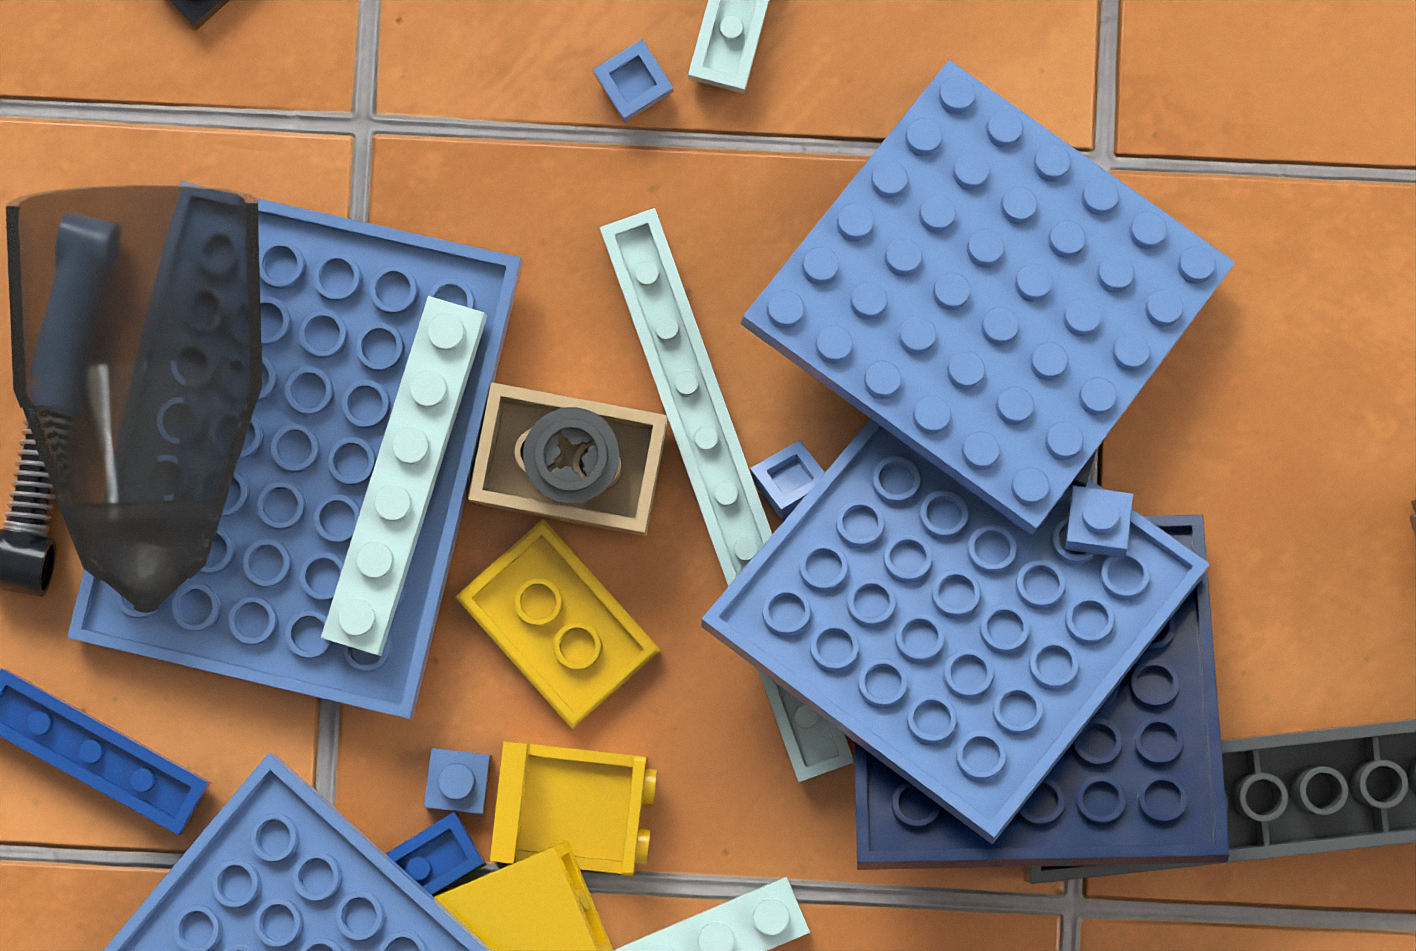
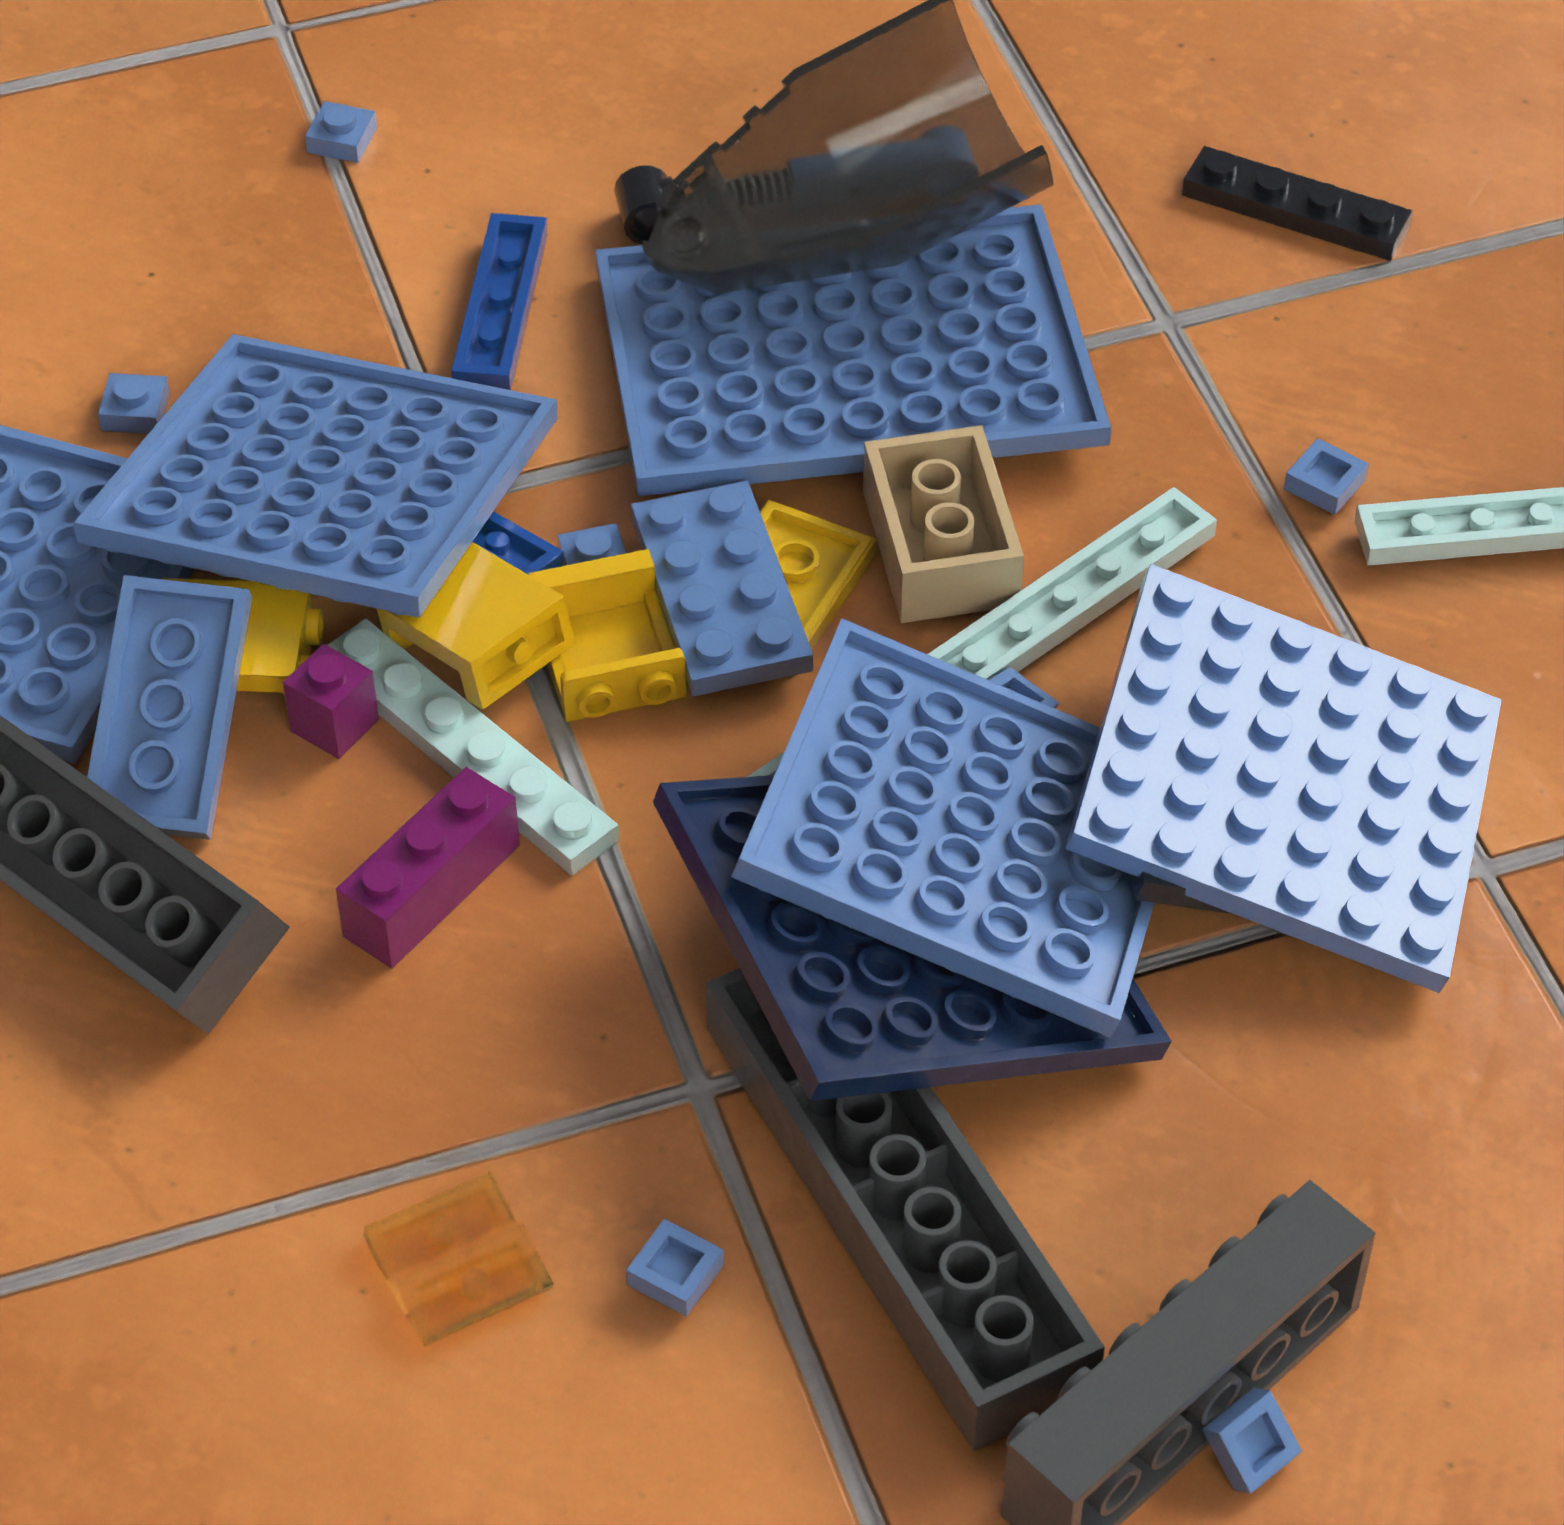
camera: 65 degrees right, 35 degrees down
(404, 476) = (862, 403): light aqua plate -> none
(543, 449) = (939, 471): dark grey gear -> none
(556, 686) = (722, 588): none -> medium blue plate
(1098, 521) = (1111, 912): medium blue plate -> none

